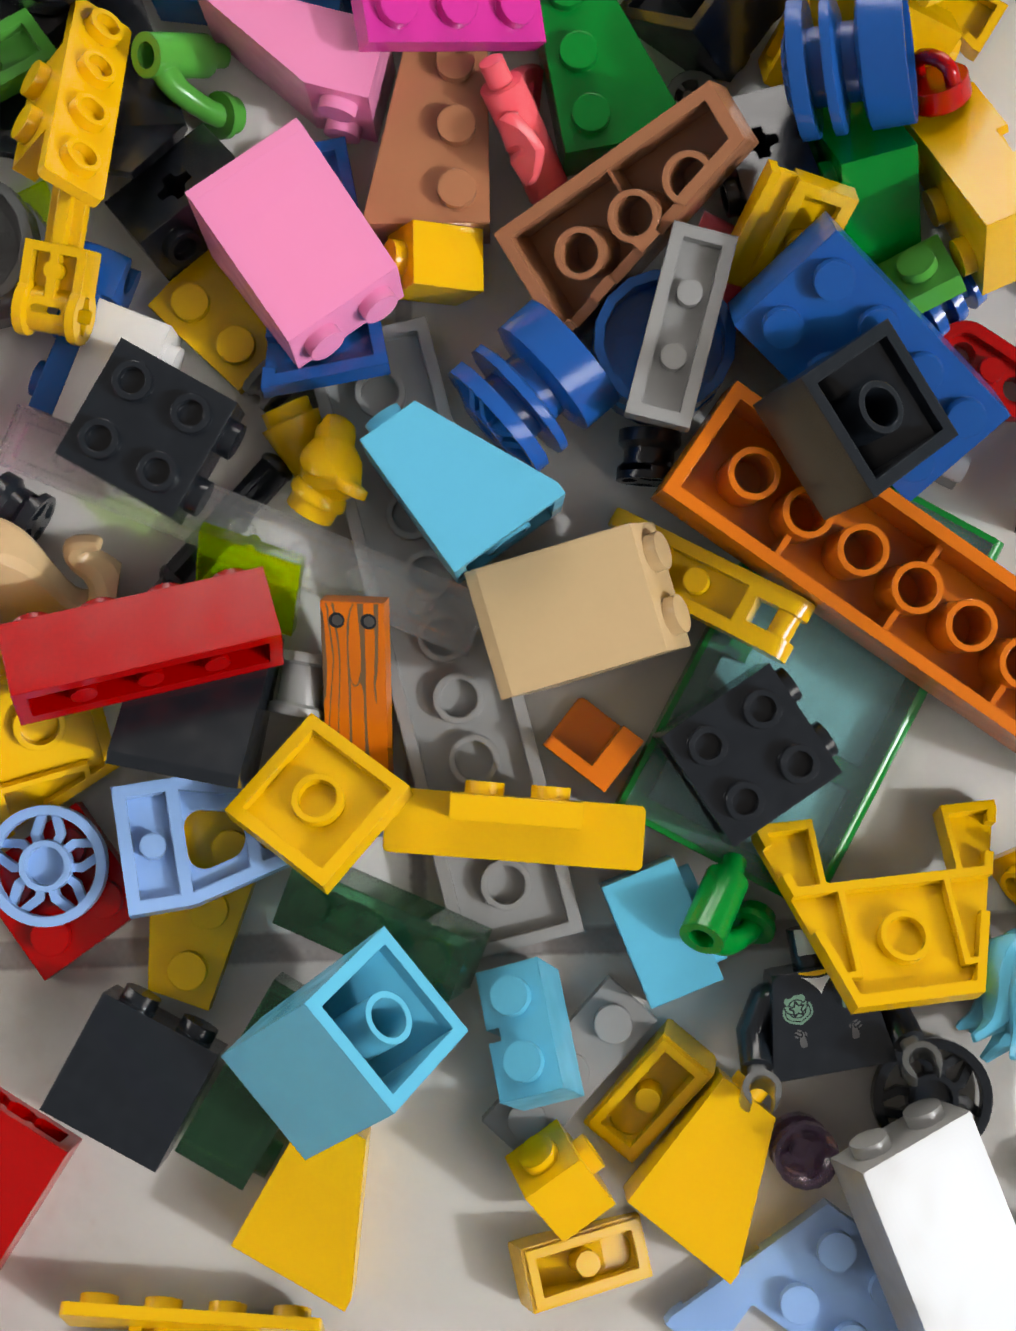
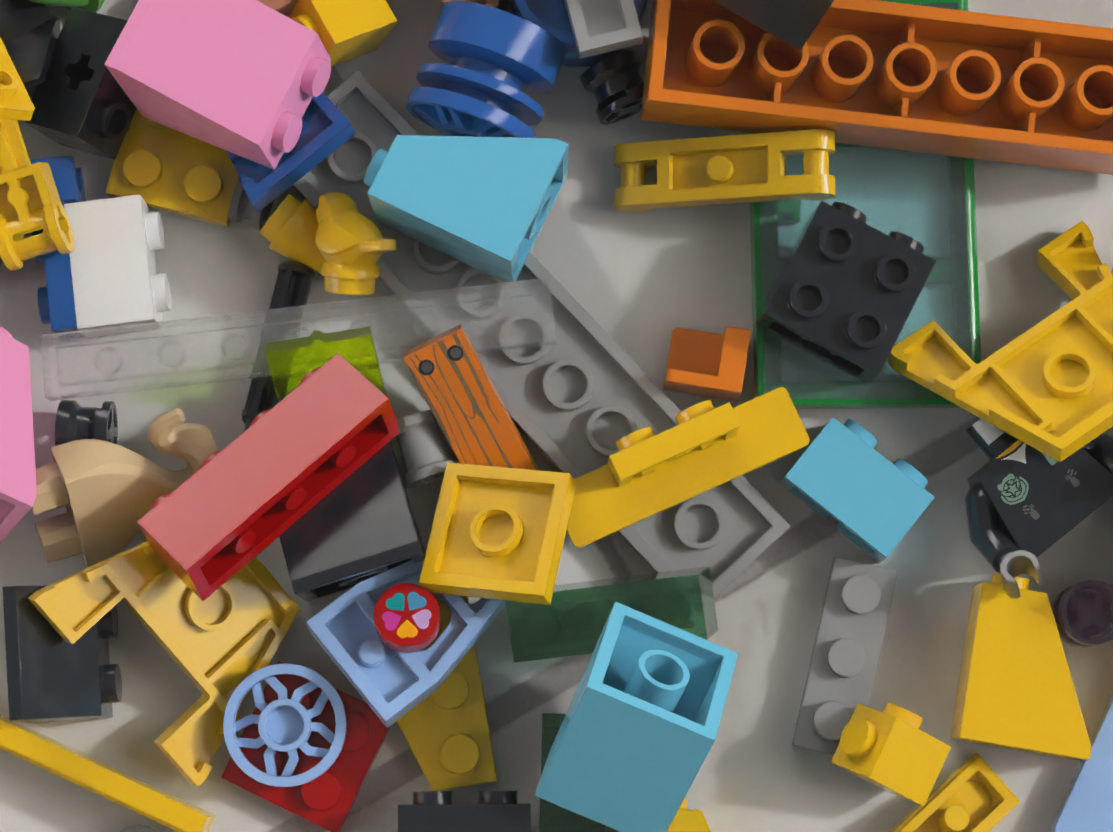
camera: 25 degrees left, 5 degrees down
(153, 433) = (179, 291): black brick -> none
(198, 833) = (407, 618): none -> red tile
(536, 1051) = (794, 637): medium azure piece -> none
(578, 609) = (633, 244): tan slope -> none
(652, 1090) = (927, 639): yellow slope -> none
(718, 917) = (897, 447): green plant -> none

